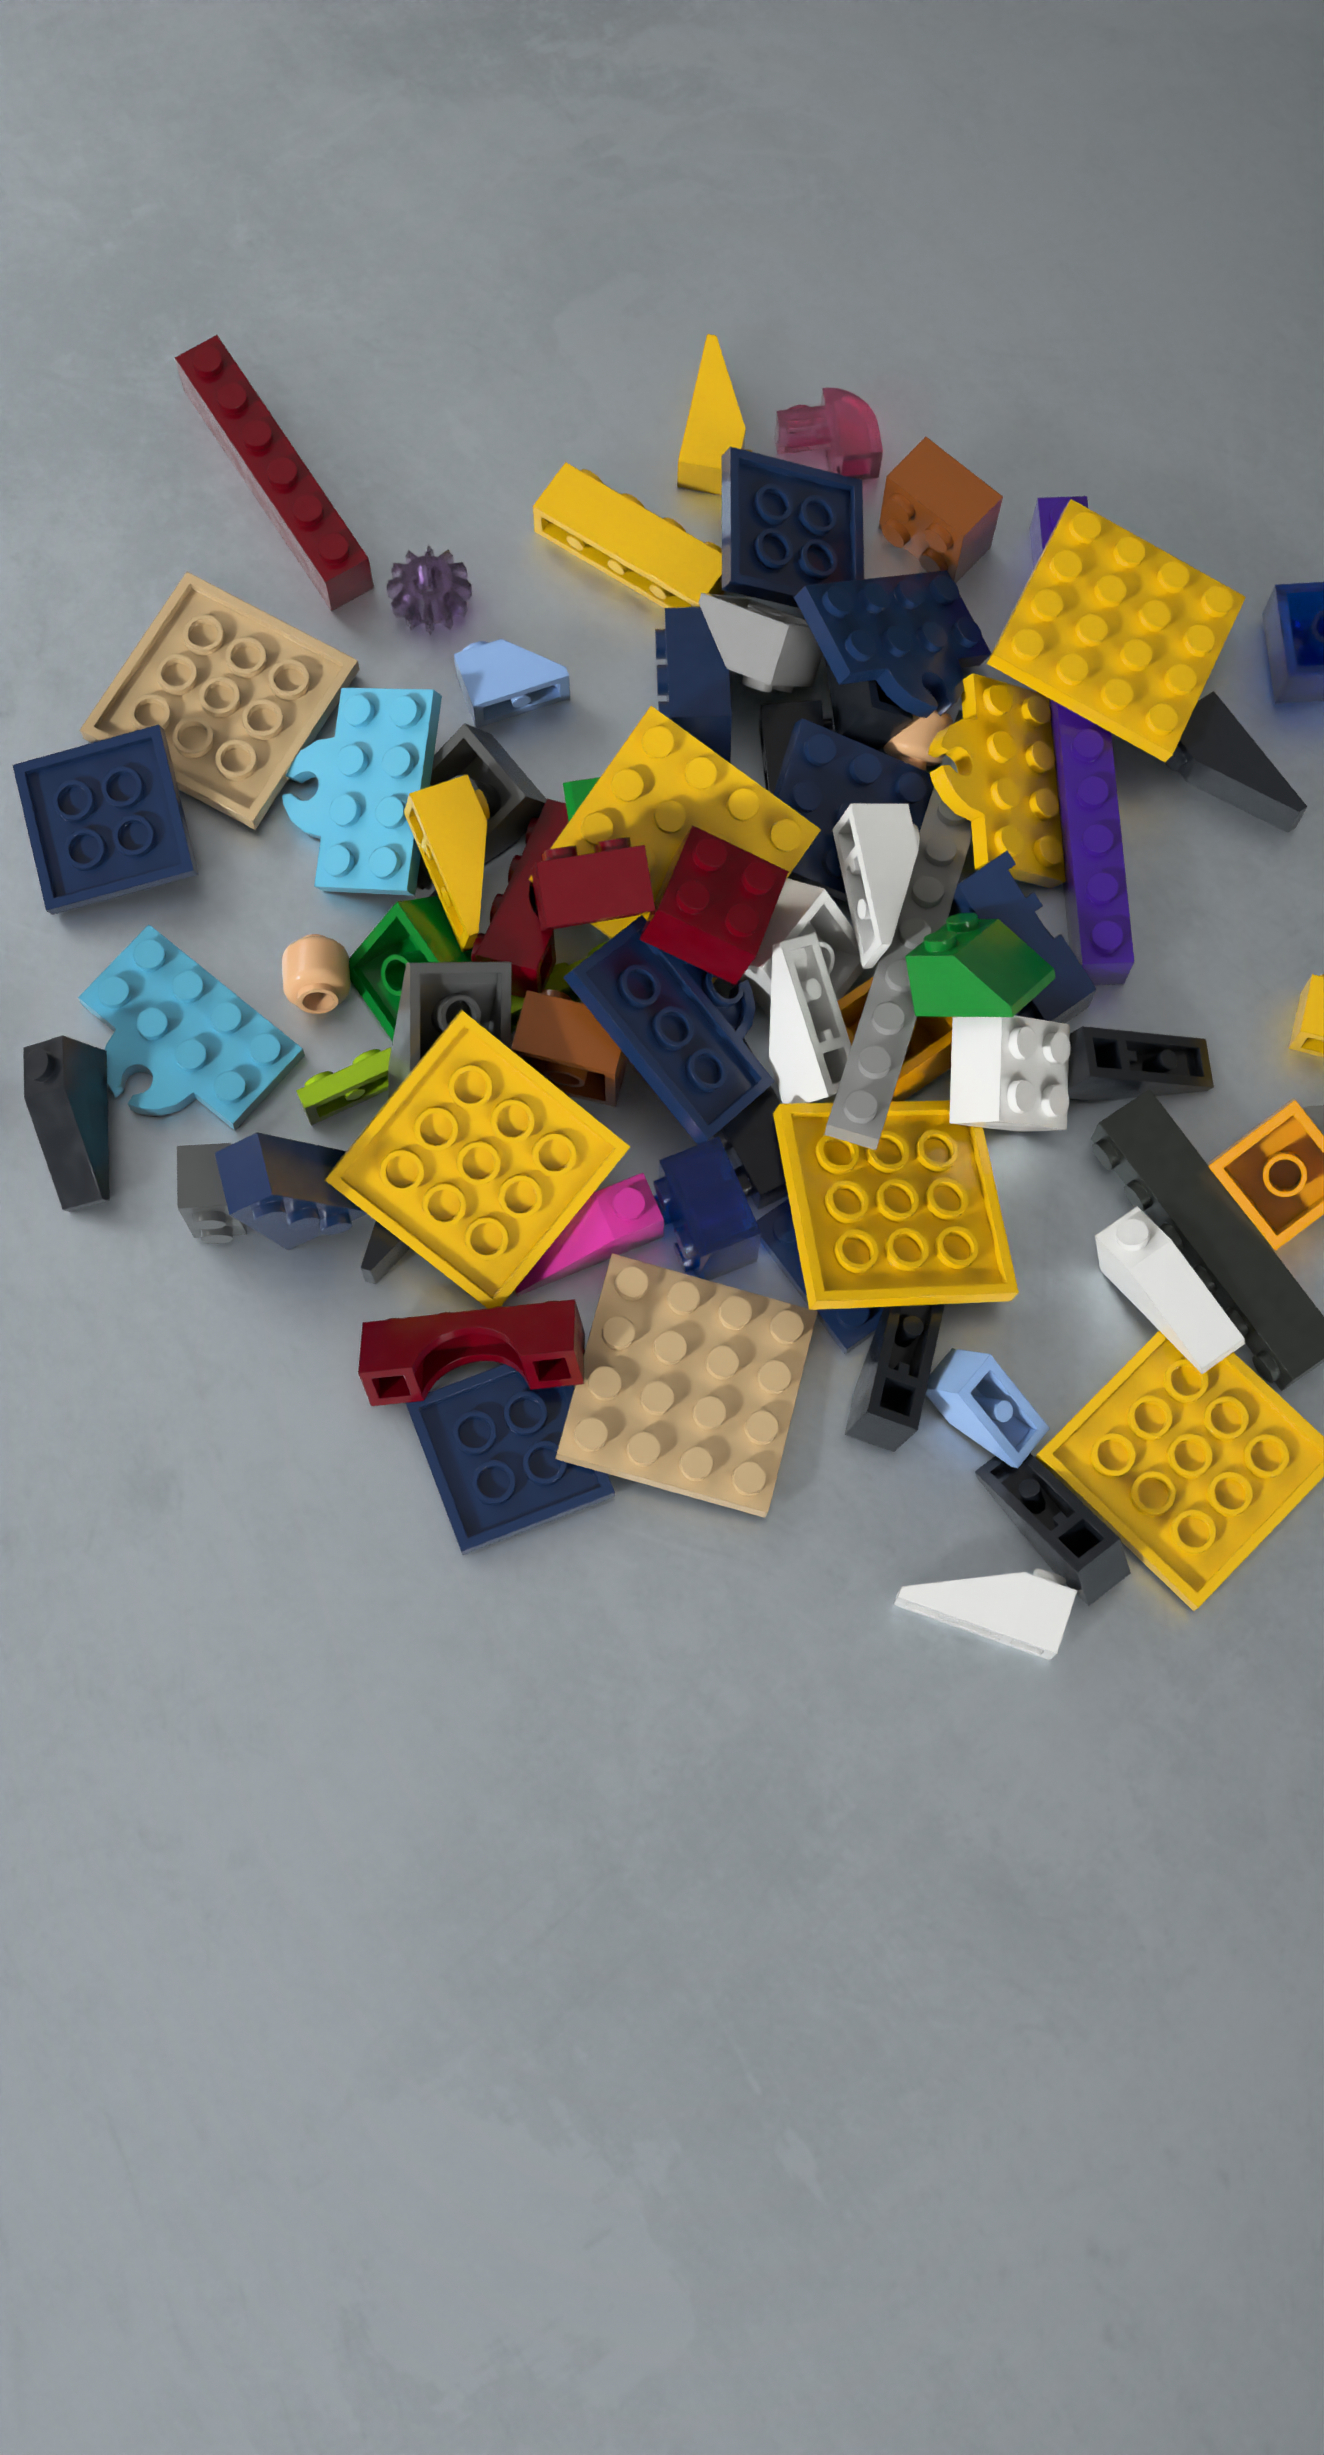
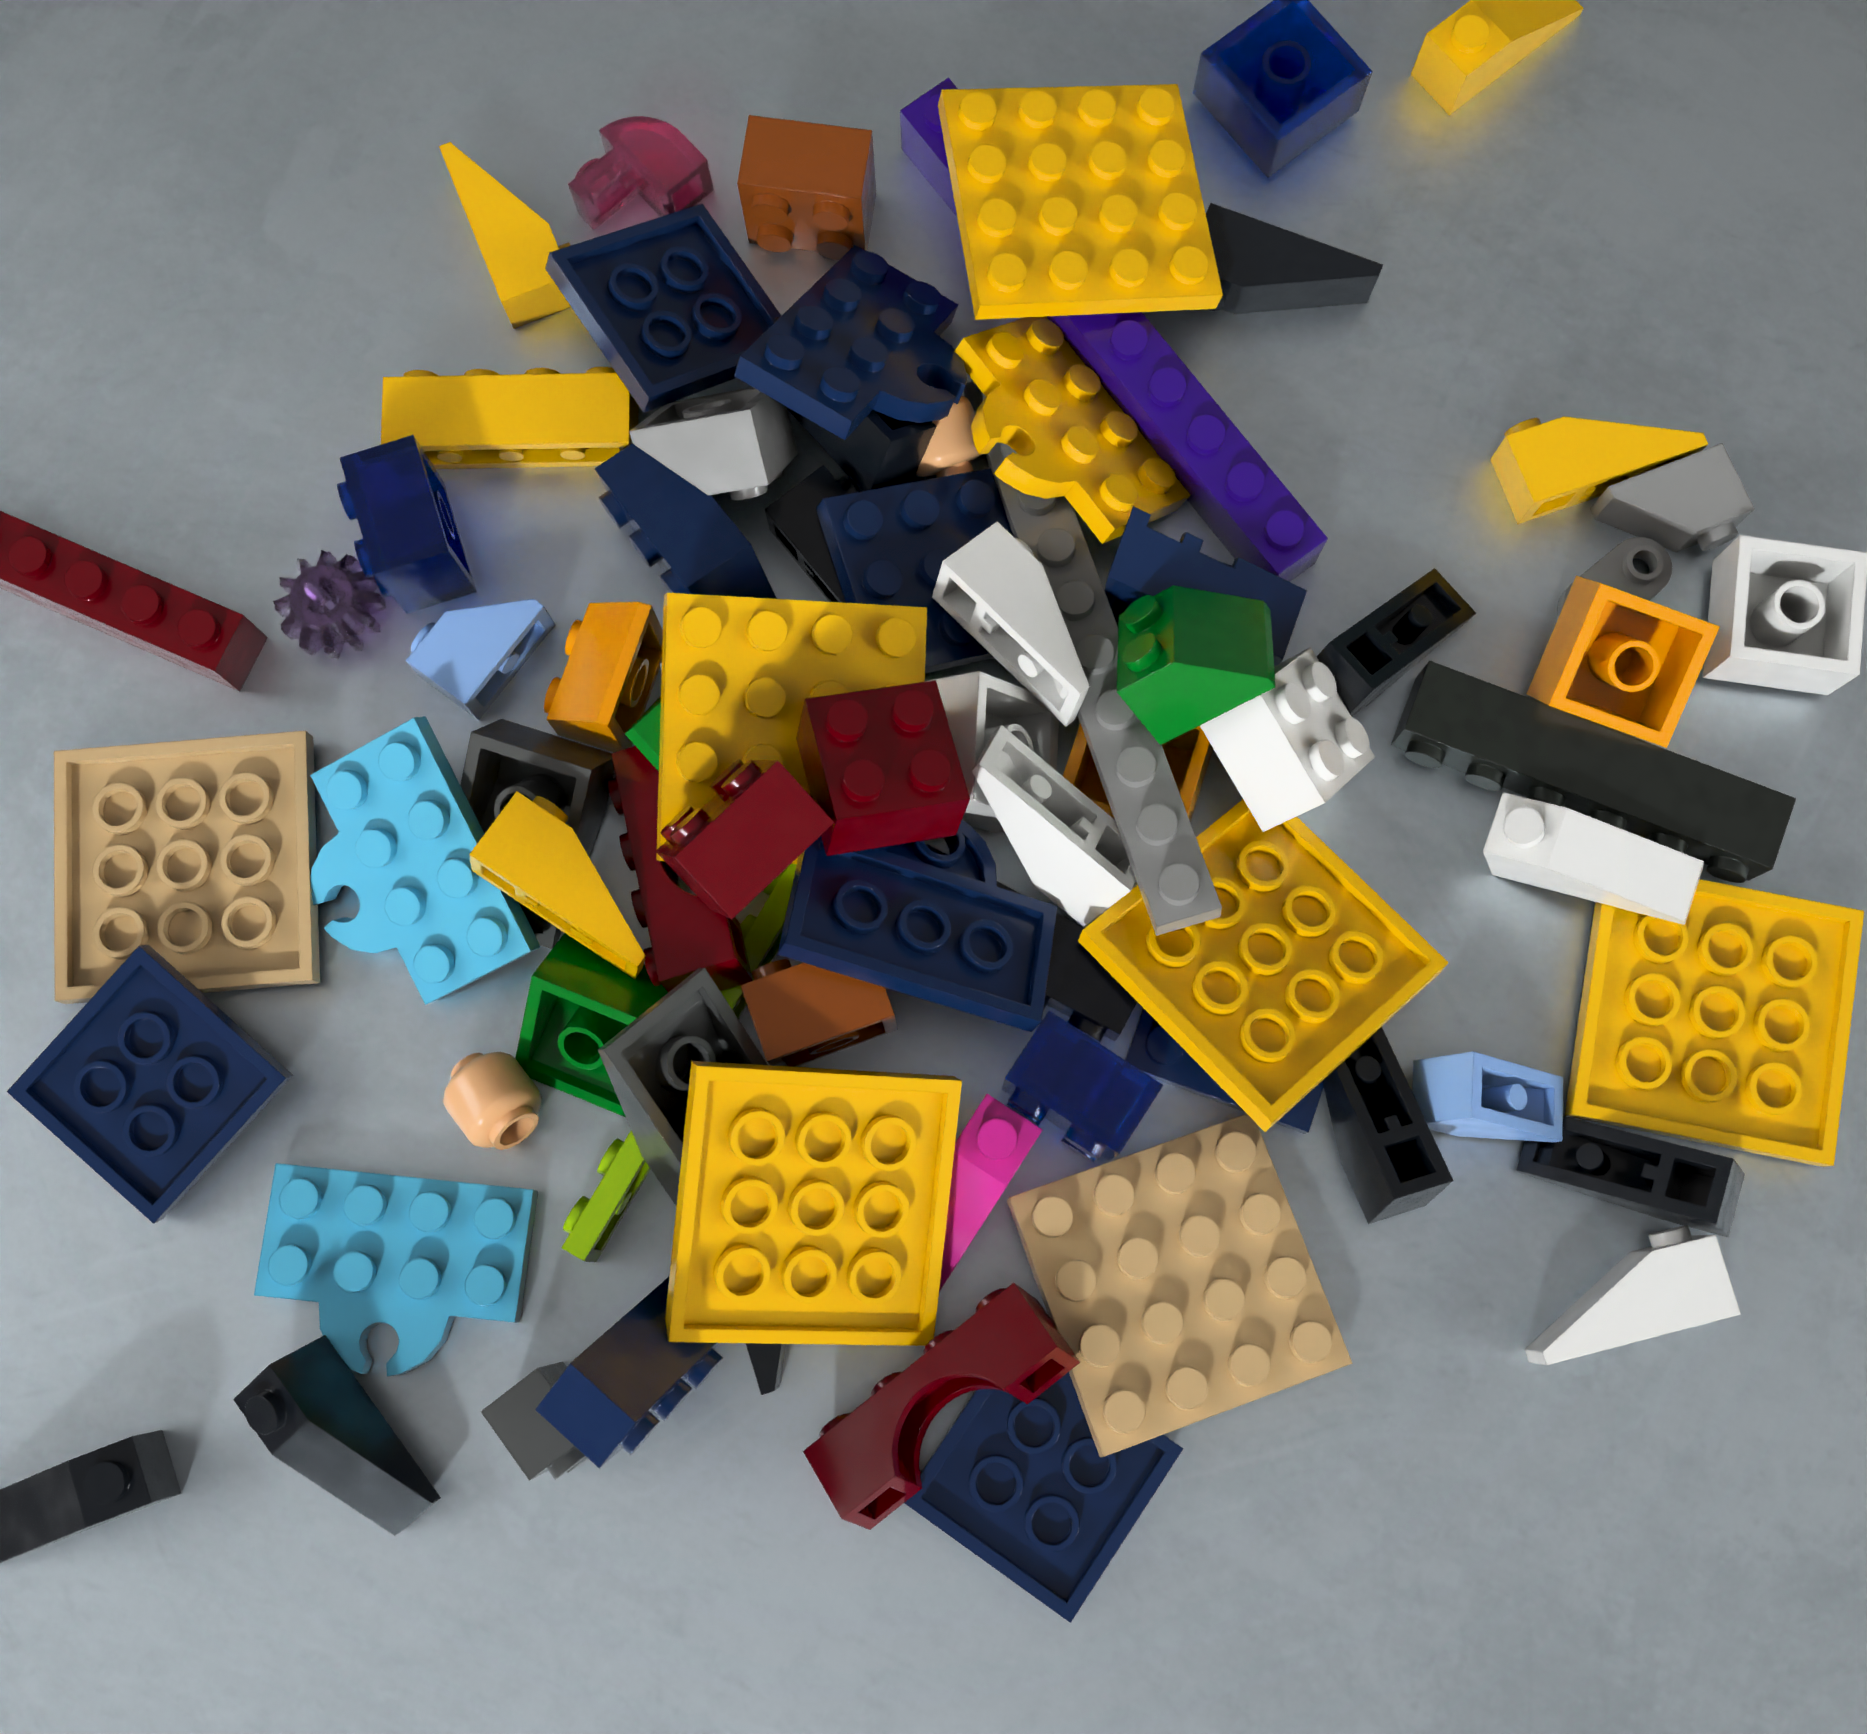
camera: 30 degrees left, 5 degrees up
(514, 567) = (405, 525): none -> clear blue brick
(578, 744) = (607, 674): none -> light orange slope

